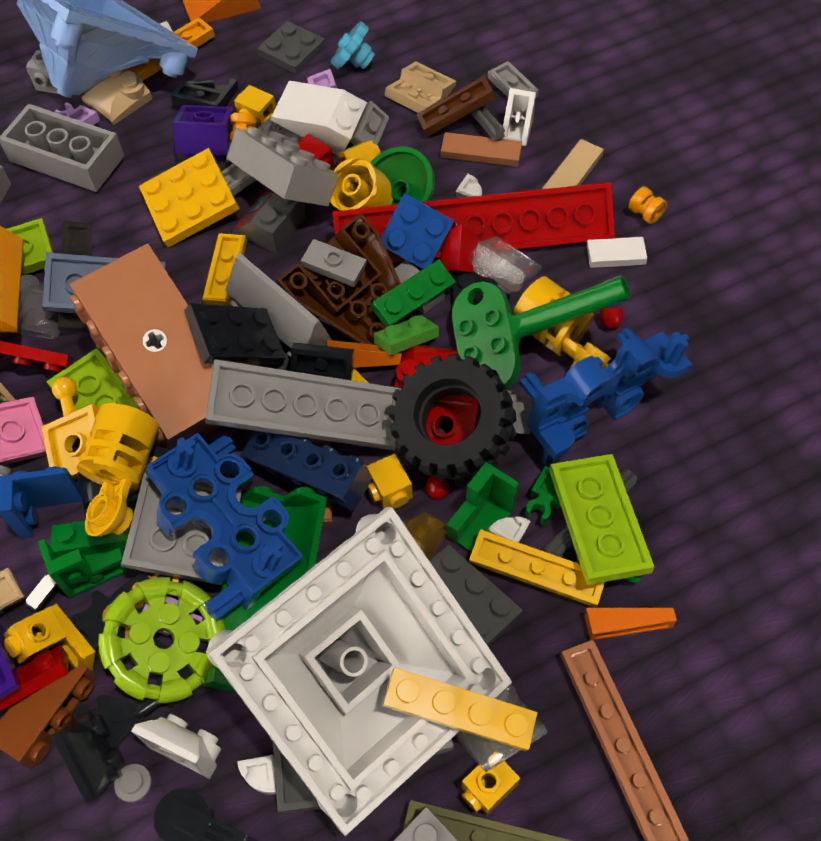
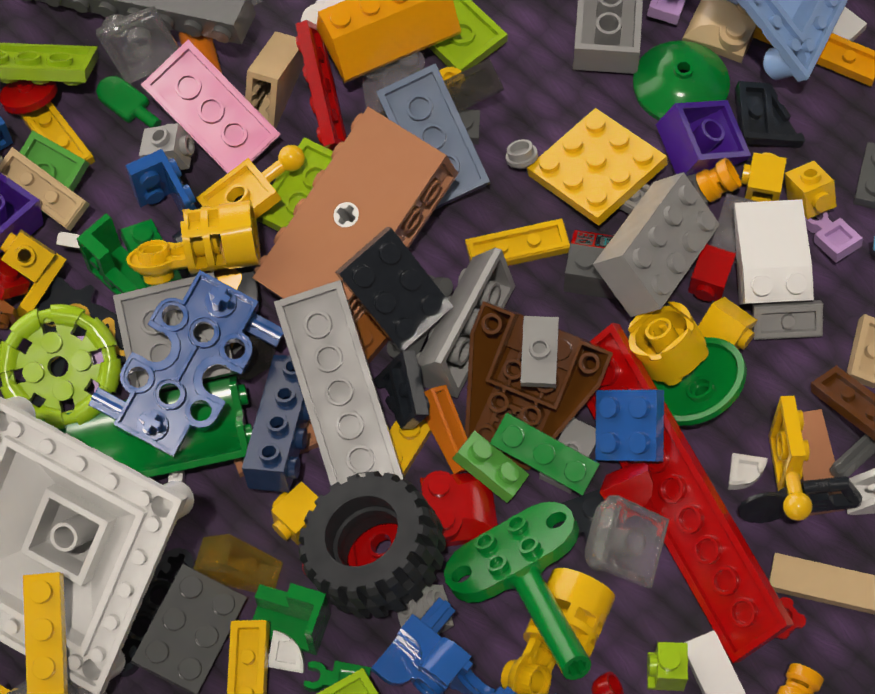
camera: 70 degrees right, 5 degrees up
(146, 134) = (661, 84): none -> green dish
(152, 237) = (521, 154): none -> light grey plate
(275, 79) = (813, 187): none -> yellow brick
(483, 138) = (788, 456): none -> yellow plate
(512, 154) = (769, 505): none -> black piece
(608, 266) = (668, 667): none -> lime brick

